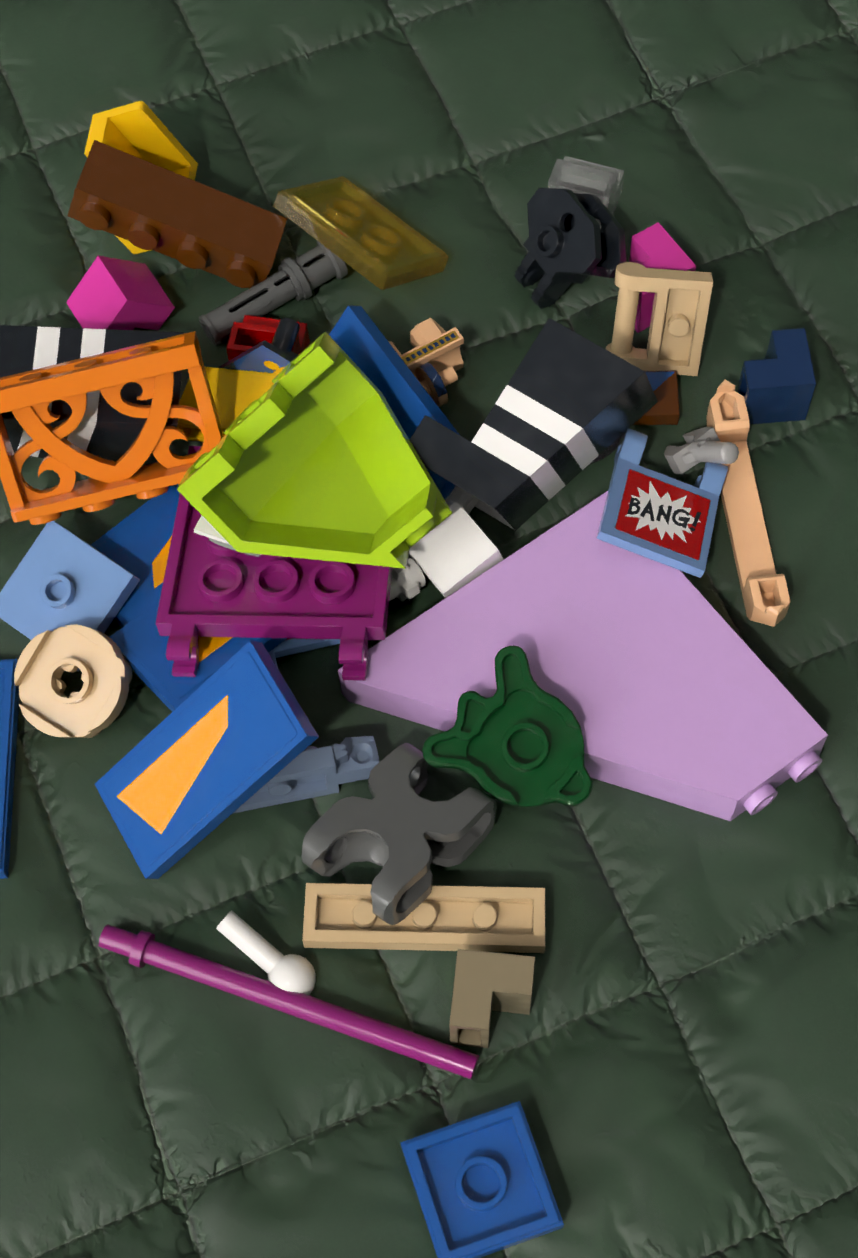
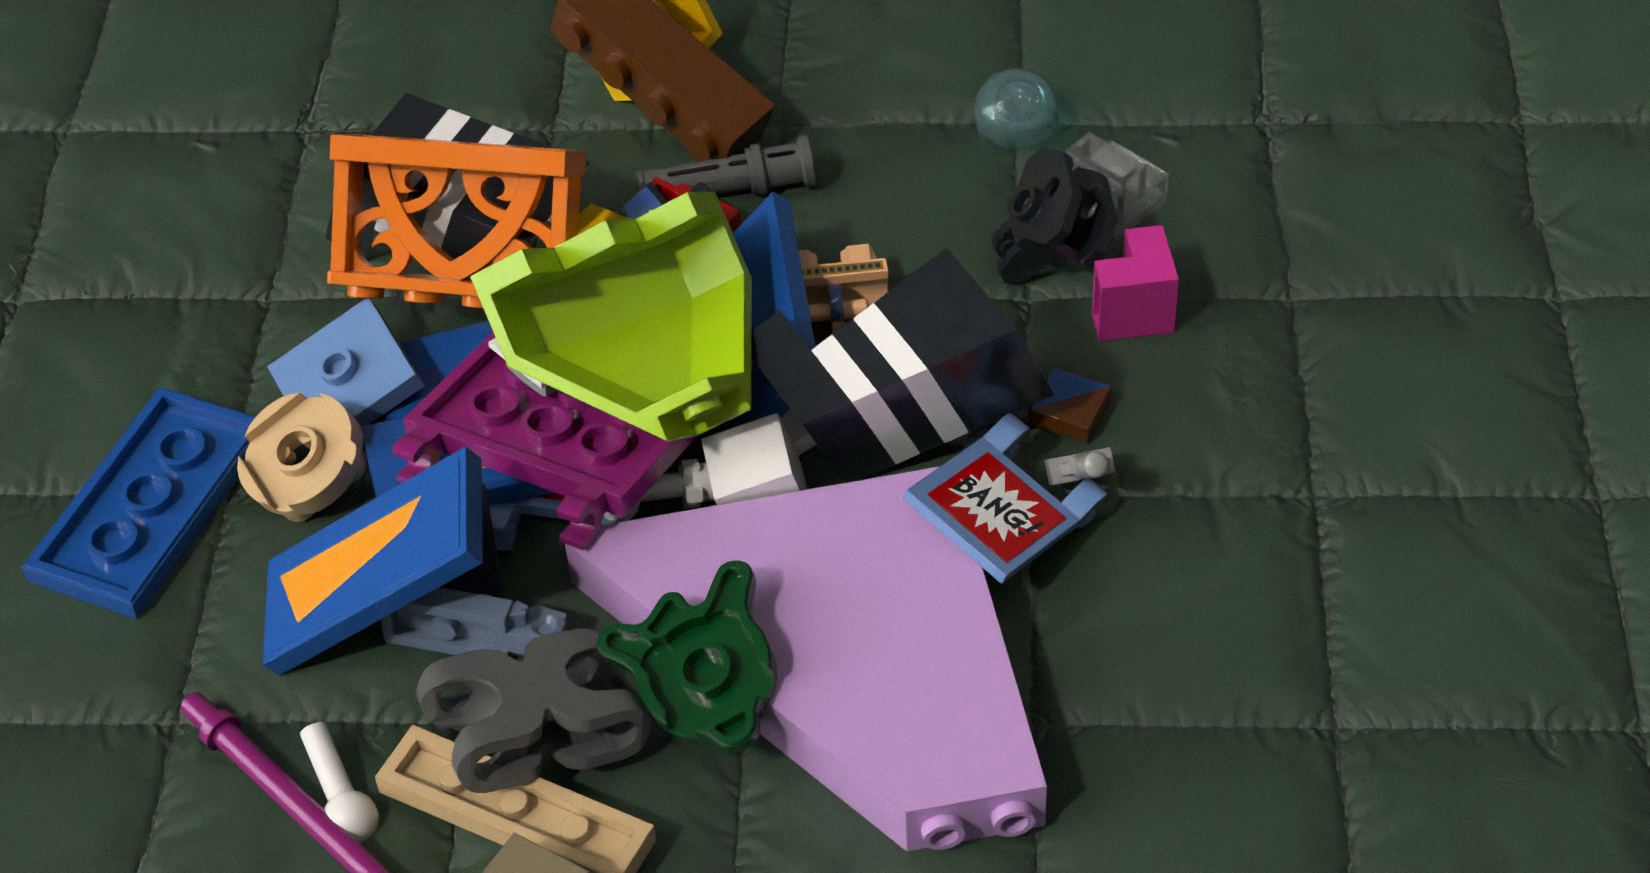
camera: 25 degrees right, 15 degrees down
(119, 297) = (571, 119): dark pink piece -> none
(361, 232) = (848, 144): clear yellow tile -> none
(470, 151) = (1017, 108): none -> clear light blue hair
(676, 318) = (1127, 325): tan plate -> none
(762, 589) = (1083, 621): light nougat piece -> none
(782, 382) = (1214, 433): dark blue piece -> none

